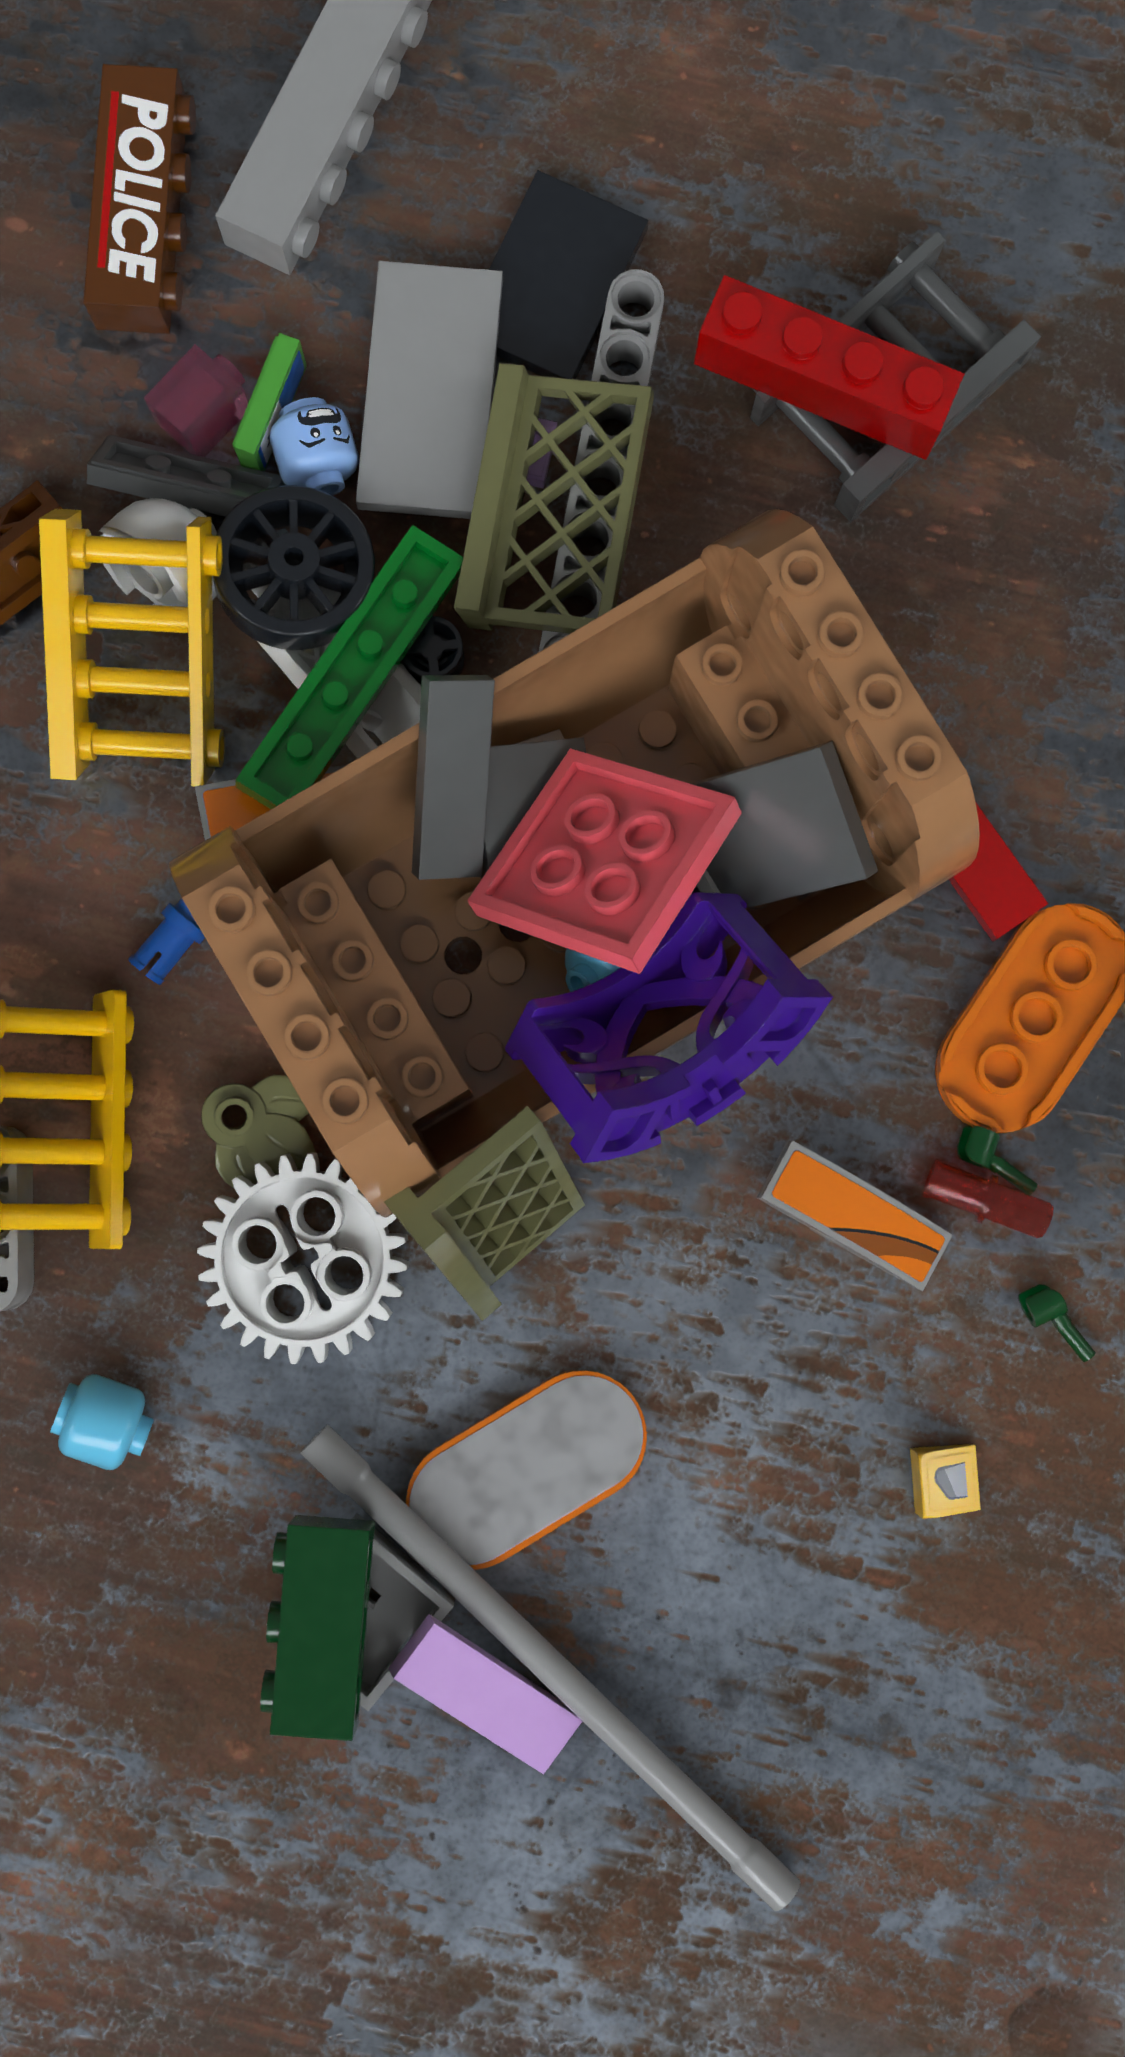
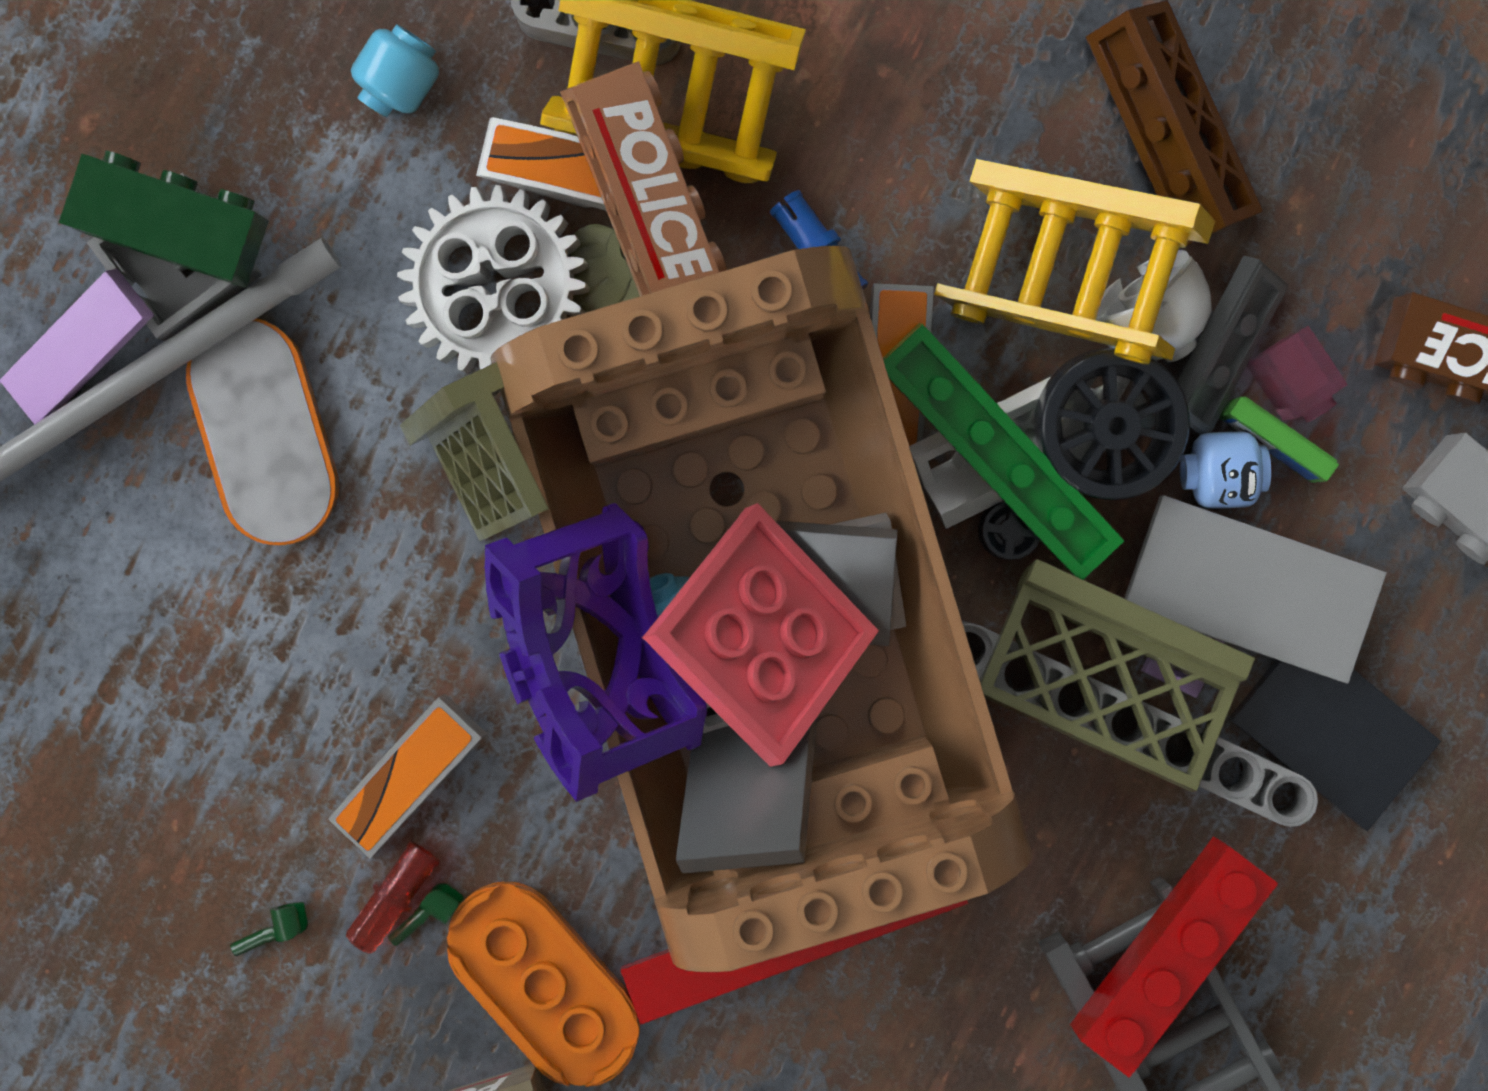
camera: 105 degrees right, 5 degrees up
(158, 1116) = (642, 179): none -> nougat brick
(162, 1198) = (538, 162): none -> slope
(452, 776) = (870, 517): dark grey tile -> none
(945, 1480) = (159, 793): yellow slope -> none

